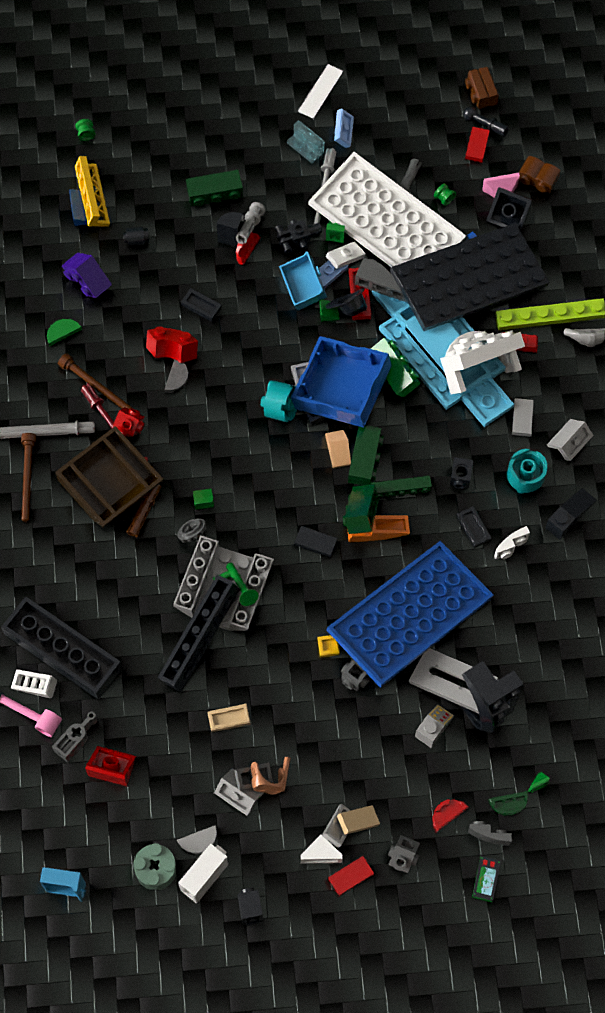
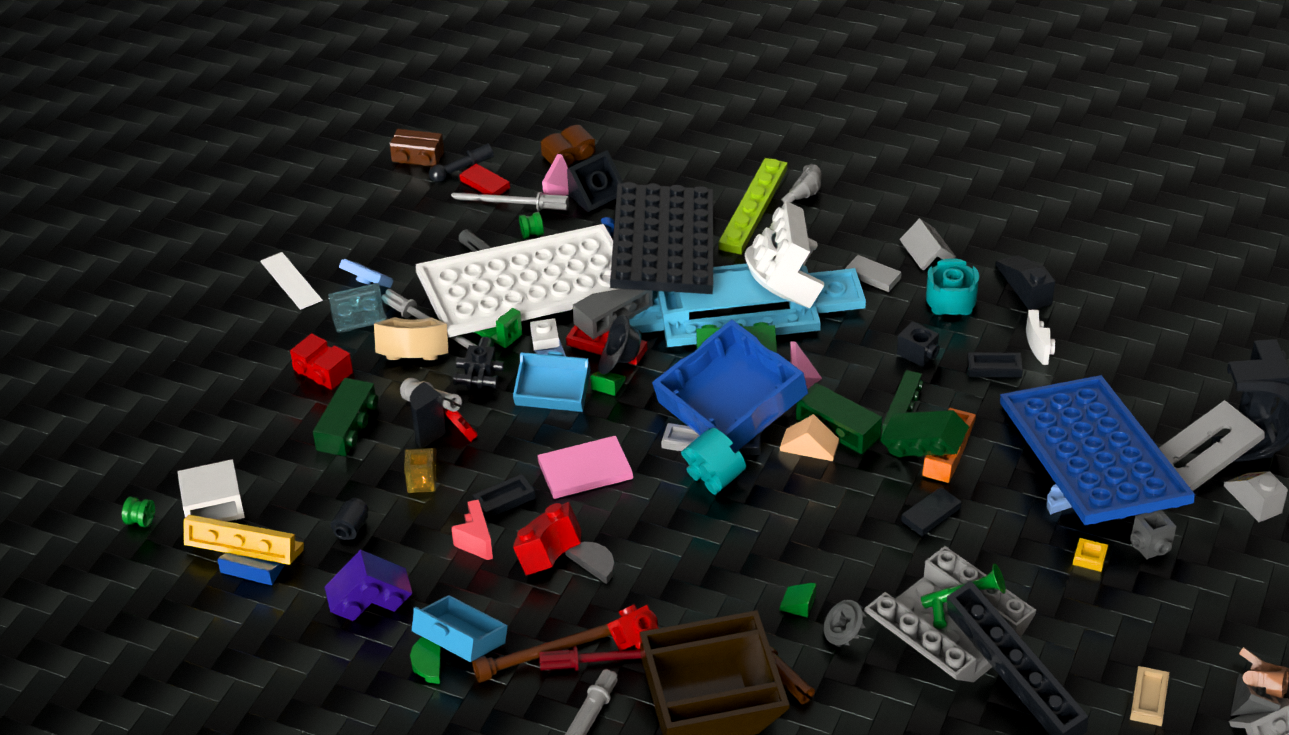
camera: 60 degrees left, 25 degrees down
(82, 334) = (459, 628): none -> dark azure container
(113, 156) = (211, 491): none -> white brick
(161, 307) = (473, 535): none -> coral slope
(194, 248) = (420, 470): none -> clear yellow slope
(248, 335) = (585, 467): none -> bright pink tile
(252, 149) = (320, 362): none -> red brick
(295, 185) = (411, 338): none -> tan brick
(396, 415) = (800, 361): none -> bright pink slope
(473, 187) = (541, 201): none -> light grey piece

